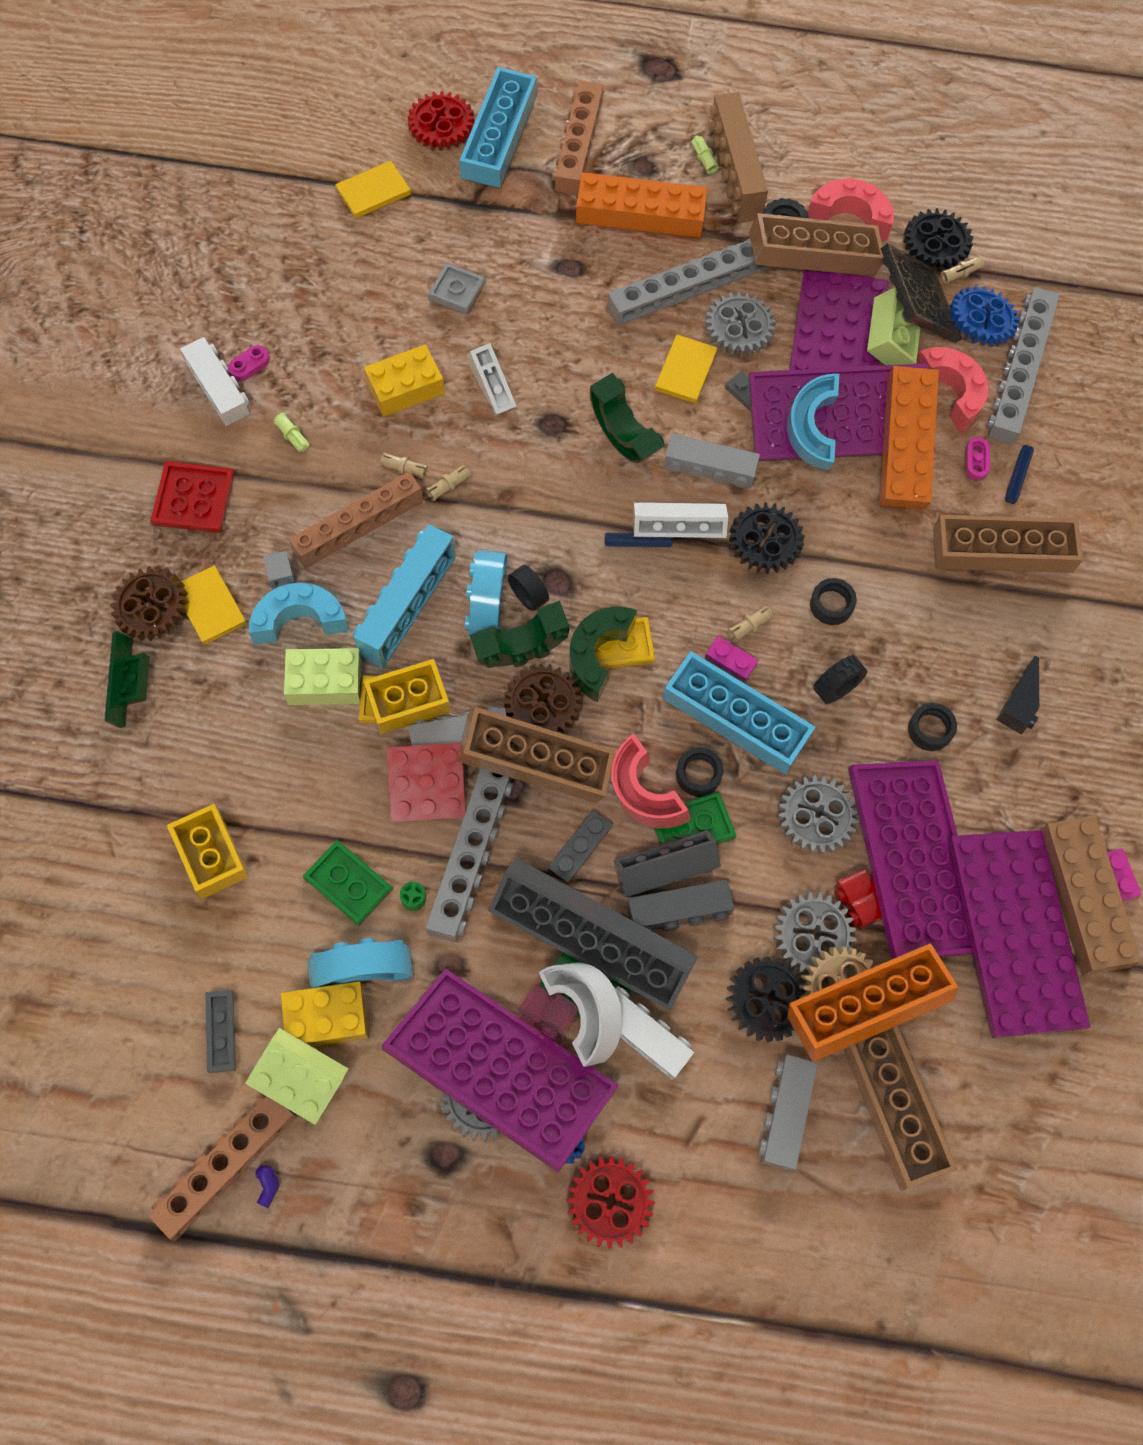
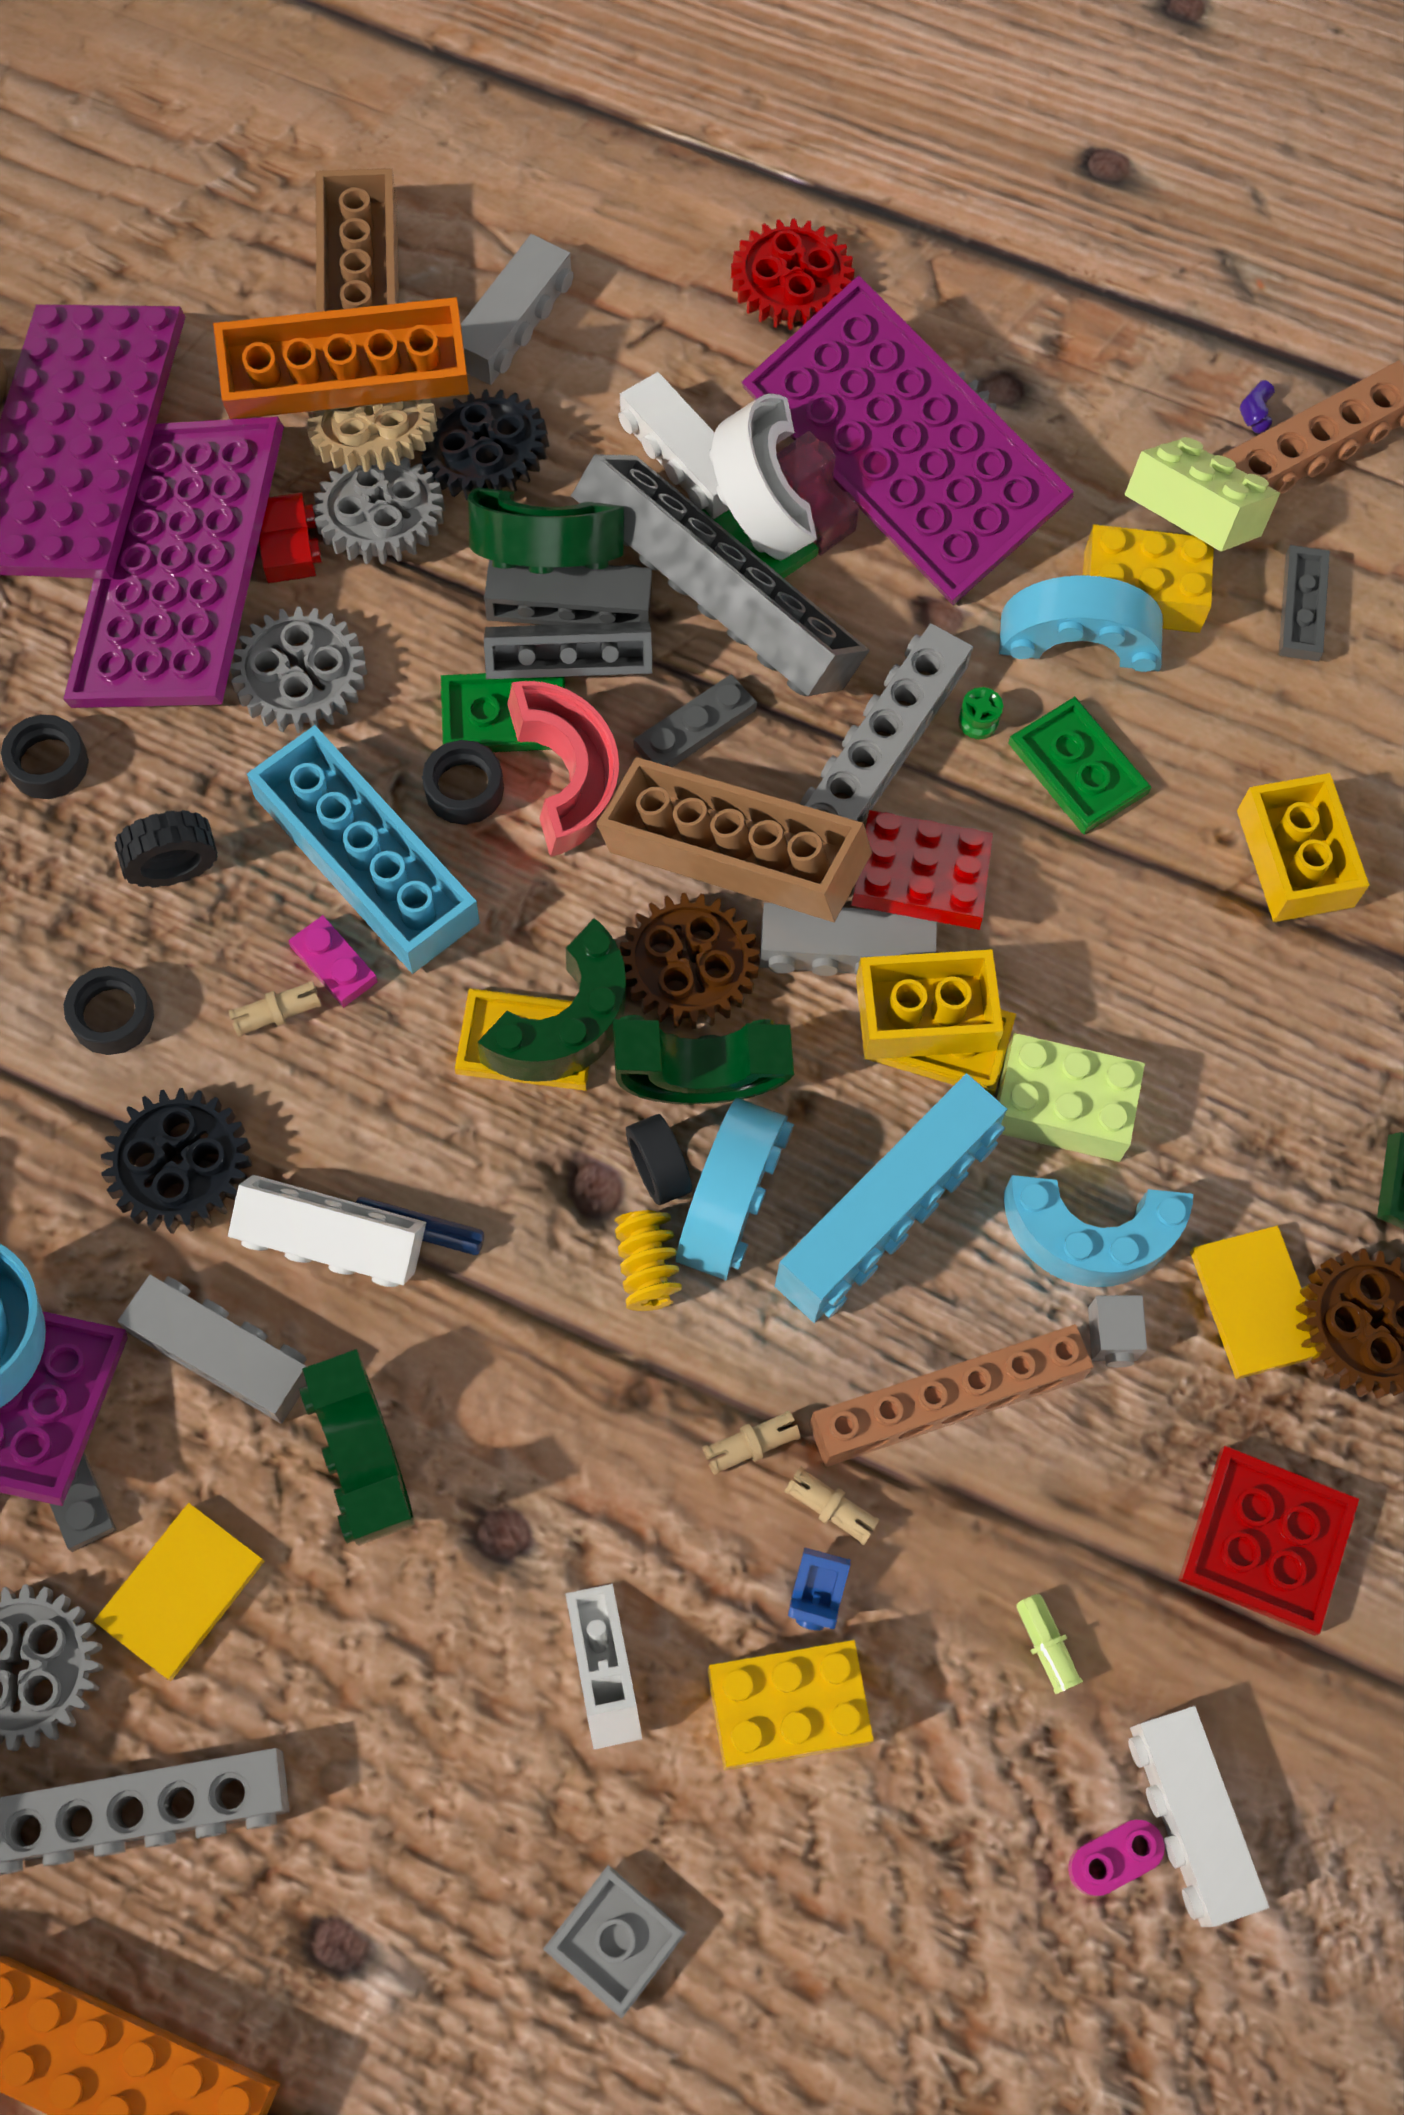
camera: 165 degrees left, 0 degrees up
(401, 426) = (818, 1589): none -> blue bracket
(519, 545) = (645, 1259): none -> yellow piece
(709, 909) = (543, 536): none -> dark green brick

